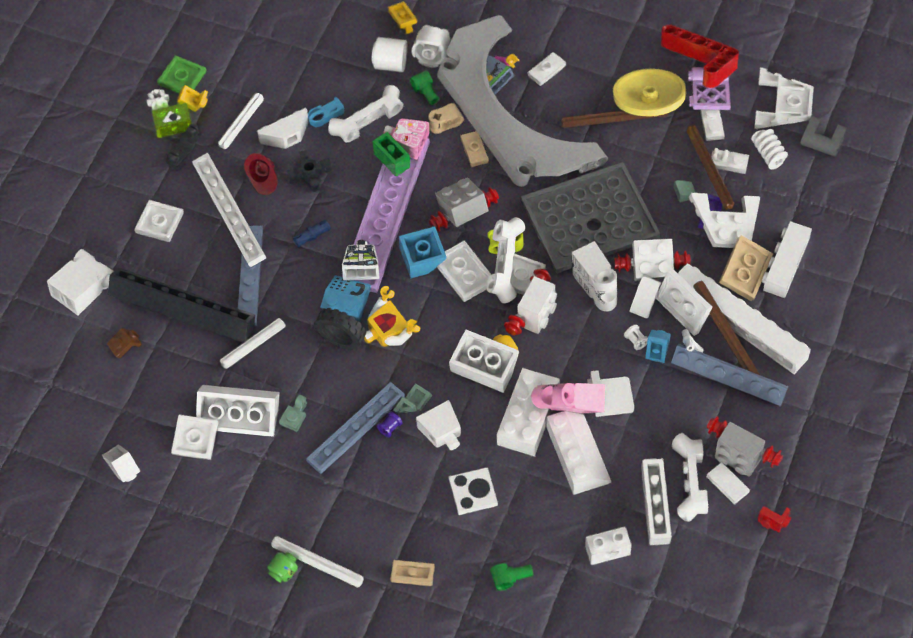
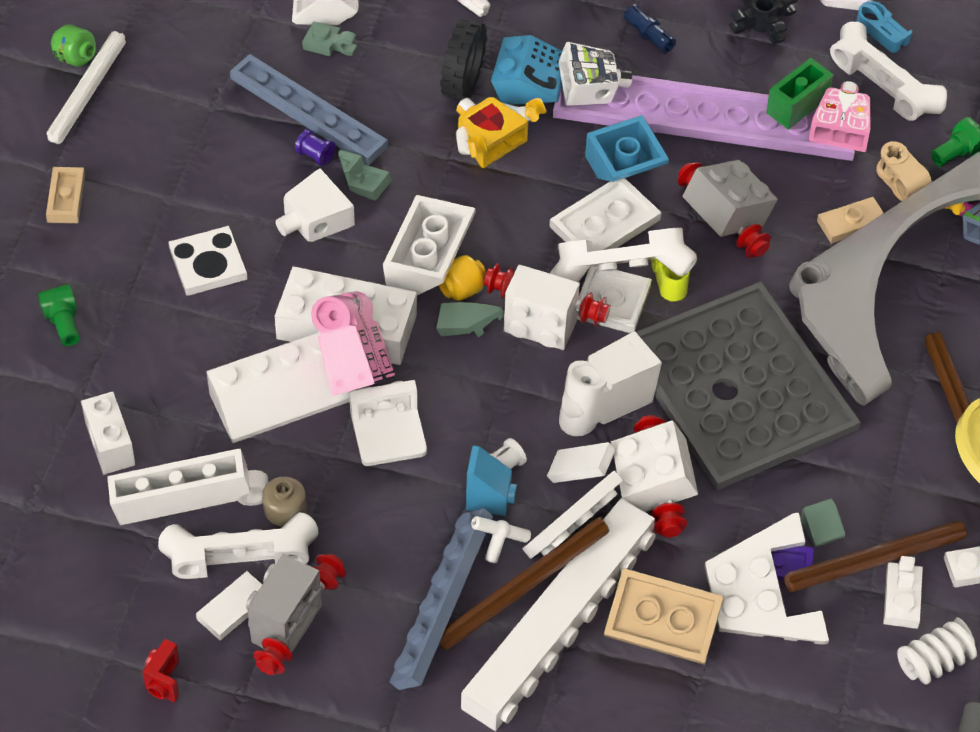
camera: 80 degrees right, 5 degrees down
(532, 351) = (466, 318): none -> sand green slope
(664, 448) = (283, 499): none -> dark tan head
(787, 259) = (695, 685): white brick -> none

